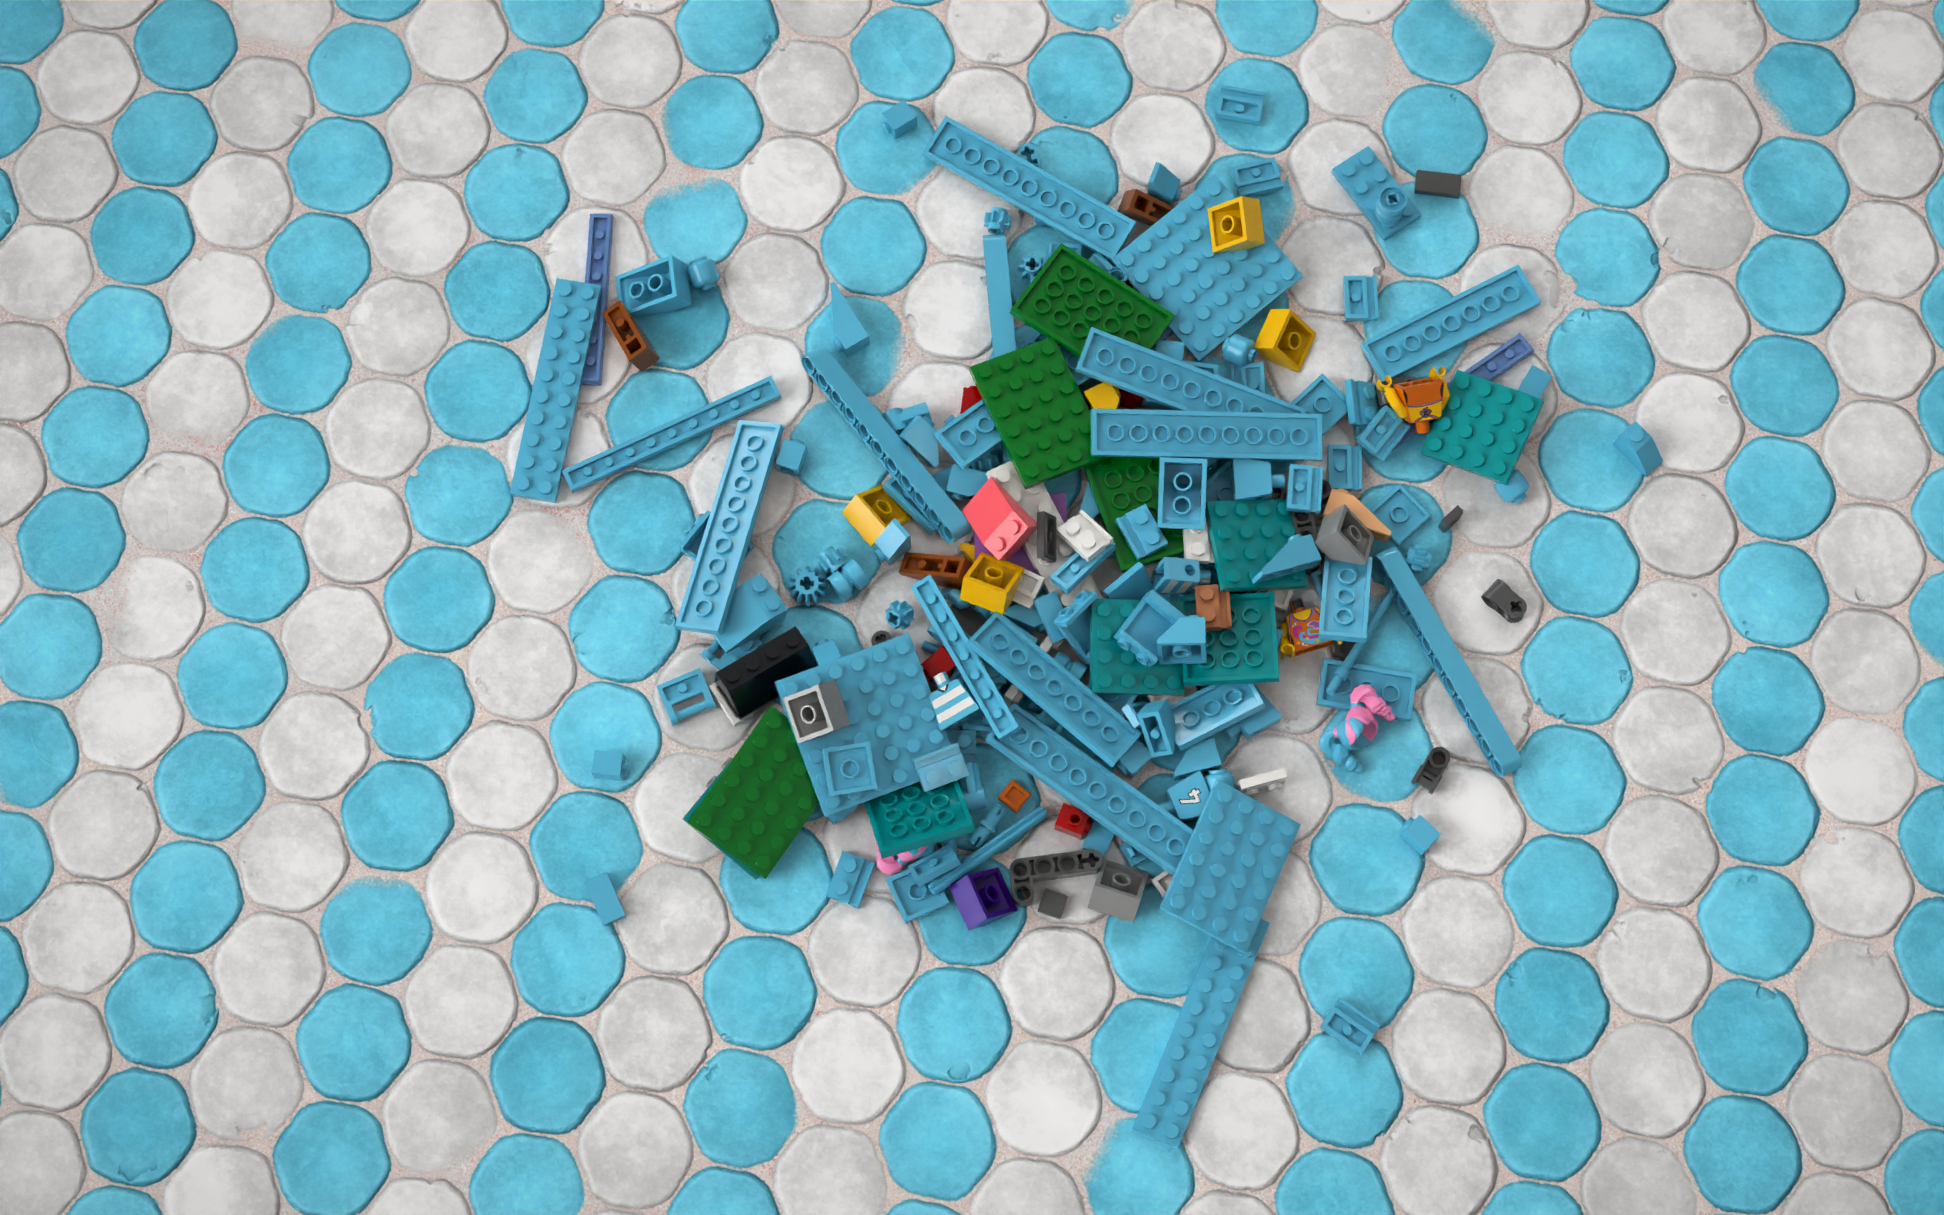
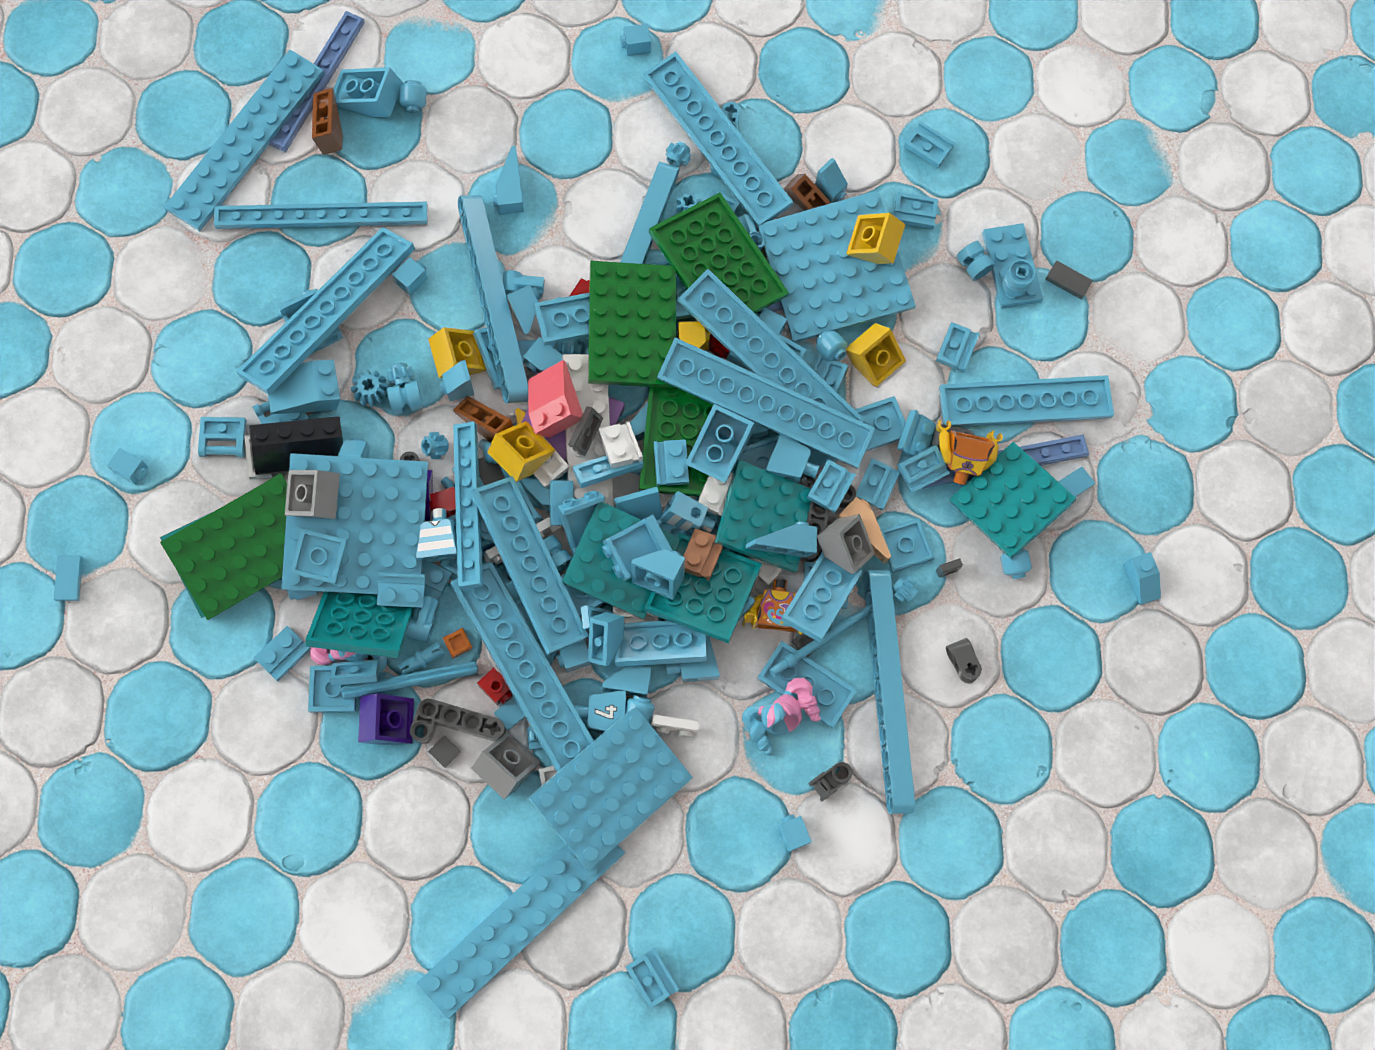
camera: 15 degrees right, 0 degrees up
(1339, 204) = (974, 259): none -> medium azure wheel

